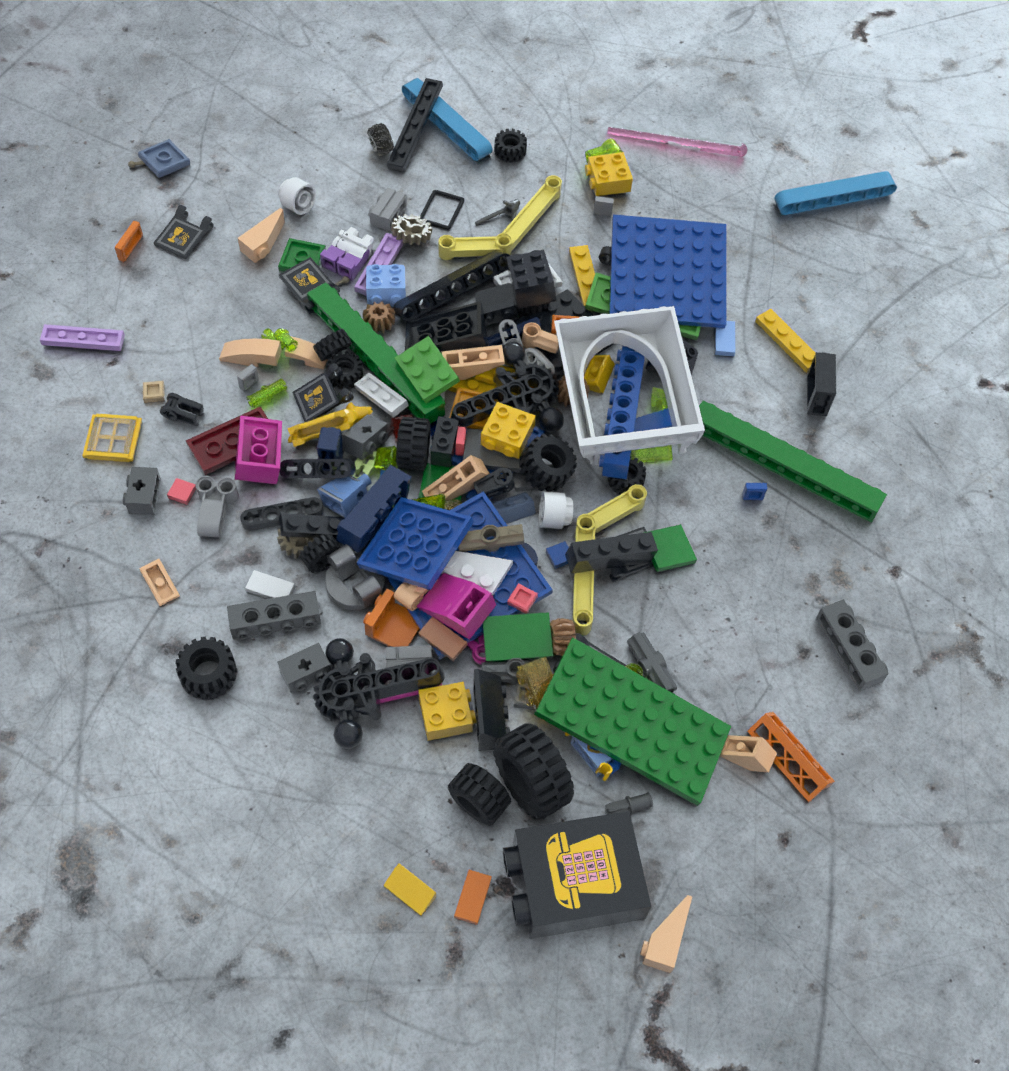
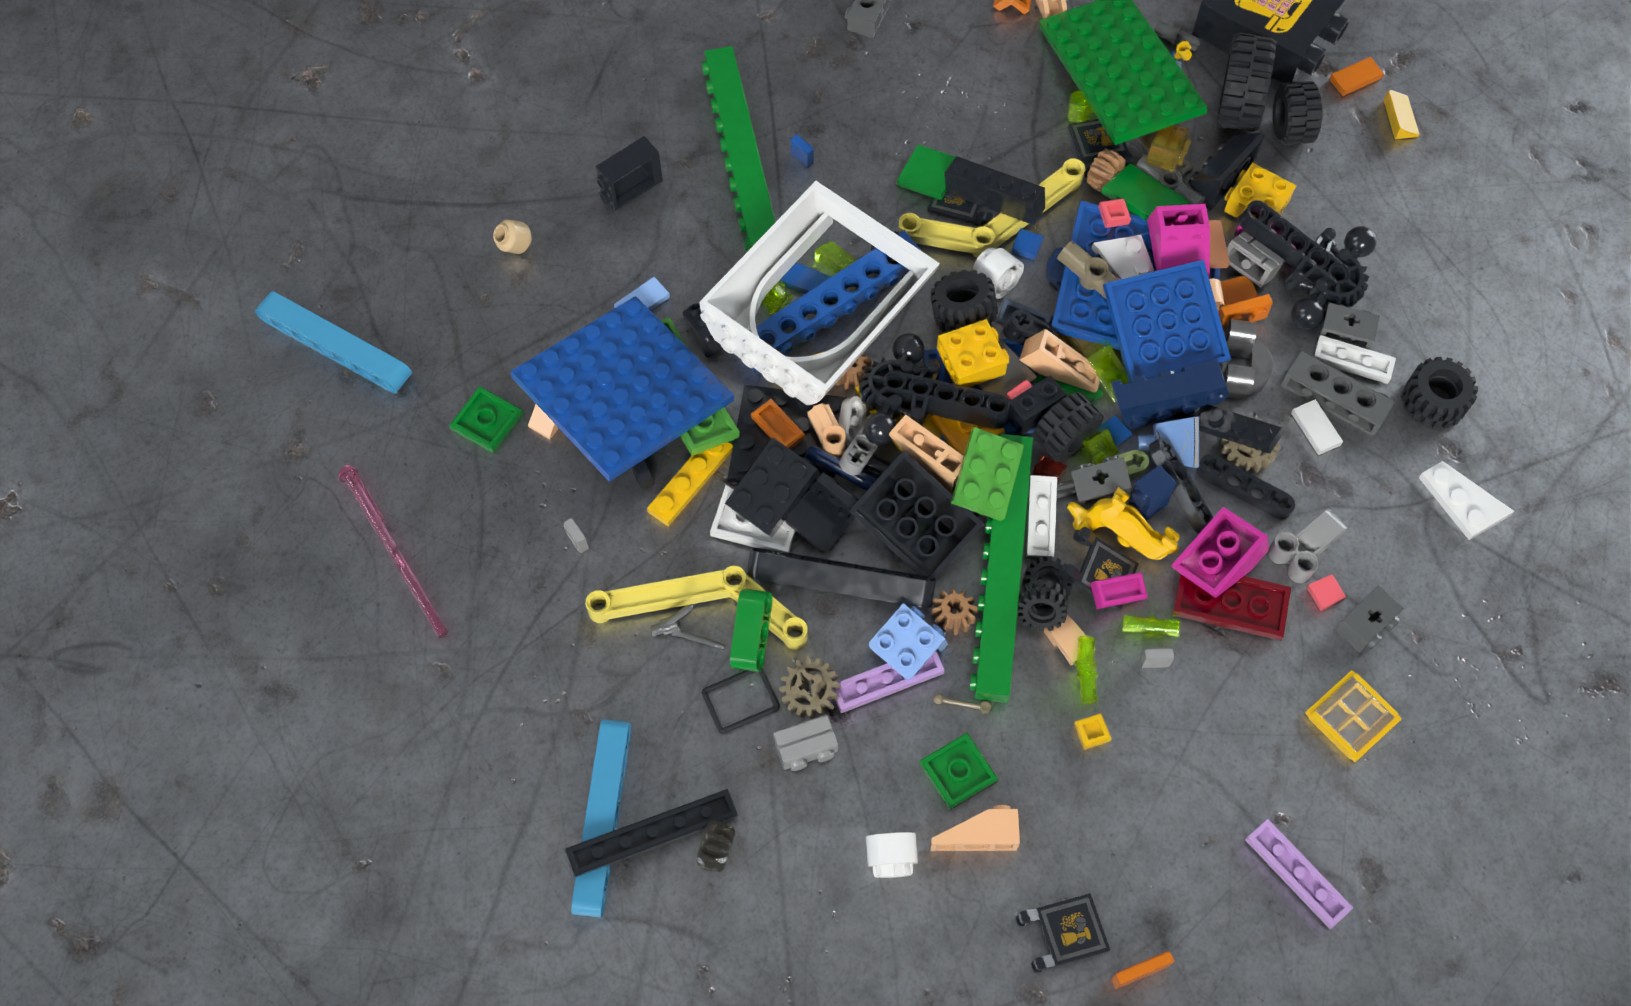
camera: 130 degrees left, 5 degrees up
(137, 615) = (1463, 500): none -> white wing
(153, 391) = (1267, 736): tan tile -> none
(159, 582) = (1419, 519): light nougat slope -> none
(181, 409) = (1260, 691): black piece -> none
(251, 324) = (1092, 731): none -> yellow tile
(252, 352) = (1128, 687): light nougat slope -> none
(269, 654) = (1355, 359): none -> white plate
(300, 393) = (1119, 590): none -> dark pink tile
(304, 278) = (986, 727): black flag -> none
(316, 552) = (1251, 401): black tyre -> none
(347, 253) = (908, 723): hips -> none
(467, 225) = (751, 630): none -> green beam
(510, 153) = (570, 693): black tyre -> none
(608, 147) = (483, 599): clear neon green piece -> none
(609, 174) = (524, 564): yellow brick -> none
(651, 661) = (1050, 103): dark grey piece -> none
(720, 215) = (486, 419): none -> green tile
(786, 338) = (588, 250): yellow plate -> none
(830, 305) = (512, 236): none -> tan head

